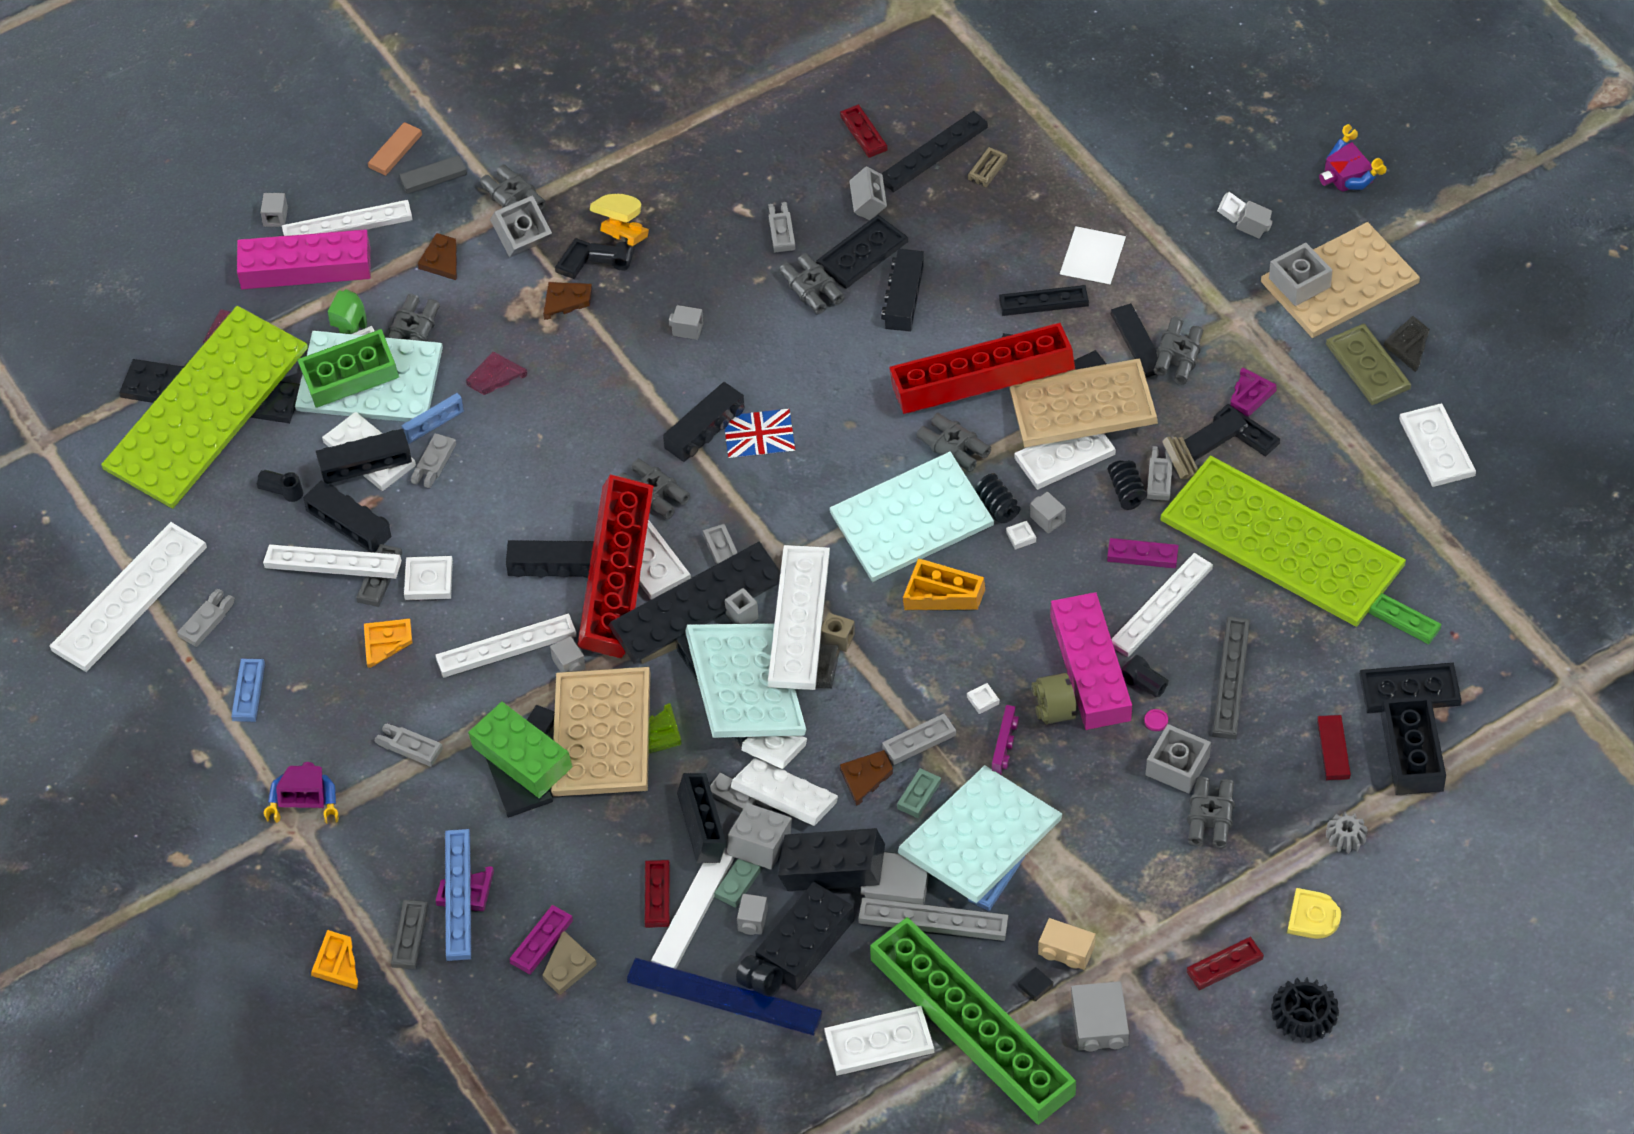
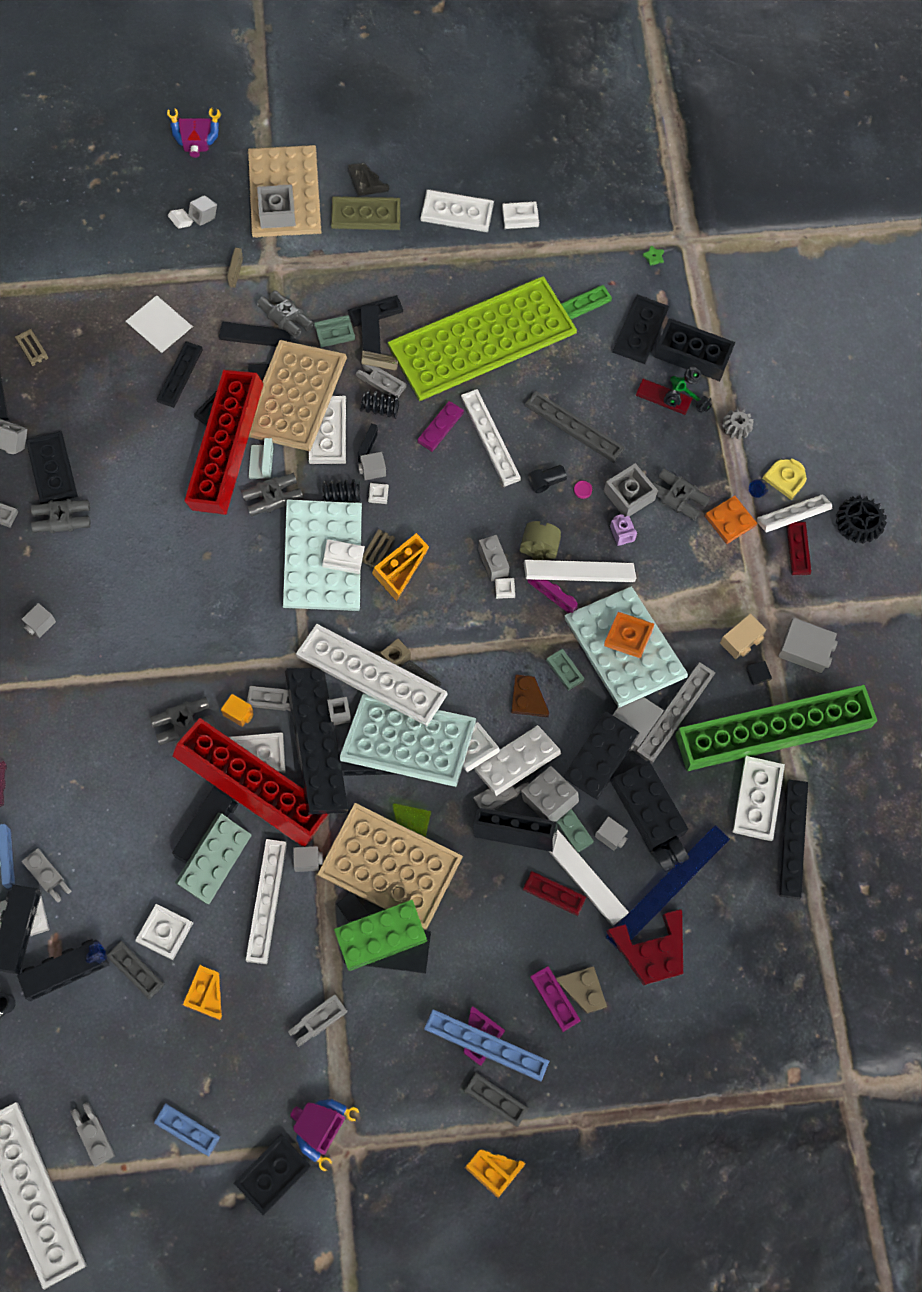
camera: 70 degrees left, 15 degrees up
(239, 776) = (272, 1175): none -> black plate
(332, 561) = (102, 1003): white plate -> none
(373, 526) = (96, 953): none -> clear blue tile
(522, 578) = (213, 858): none -> sand green plate
(637, 1015) = (655, 958): none -> dark red wing
(691, 526) = (237, 710): none -> light orange brick
(704, 421) = (143, 655): black brick -> none
(760, 433) = (174, 621): sticker -> none
(853, 1097) = (794, 839): none -> black plate
(903, 290) = (110, 457): black brick -> none
(917, 530) = (343, 556): none -> white plate
(919, 739) = (519, 647): light grey plate -> none
(956, 559) = (385, 536): none -> dark tan tile
(988, 822) = (629, 634): none -> orange plate
(990, 416) = (261, 460): none -> light aqua panel
(1008, 668) = (493, 558): none -> light grey brick
(1044, 752) = (579, 571): none -> white tile
(1074, 494) = (368, 441): none -> black tile
(1091, 661) = (515, 501): dark pink brick -> none
(1127, 776) = (621, 534): none -> lavender brick
(1191, 404) = (334, 331): none -> sand green plate
(1205, 282) = (235, 267): none -> dark tan tile
(1215, 879) = (730, 519): none -> orange plate
(1251, 392) = (346, 291): magenta wing -> none
(1267, 938) = (794, 513): none -> white tile
(1274, 888) = (758, 488): none -> clear blue tile
(1357, 748) = (691, 376): none -> black plant
(1475, 504) = (520, 215): none -> white plate
(1521, 664) = (651, 259): none -> bright green plate

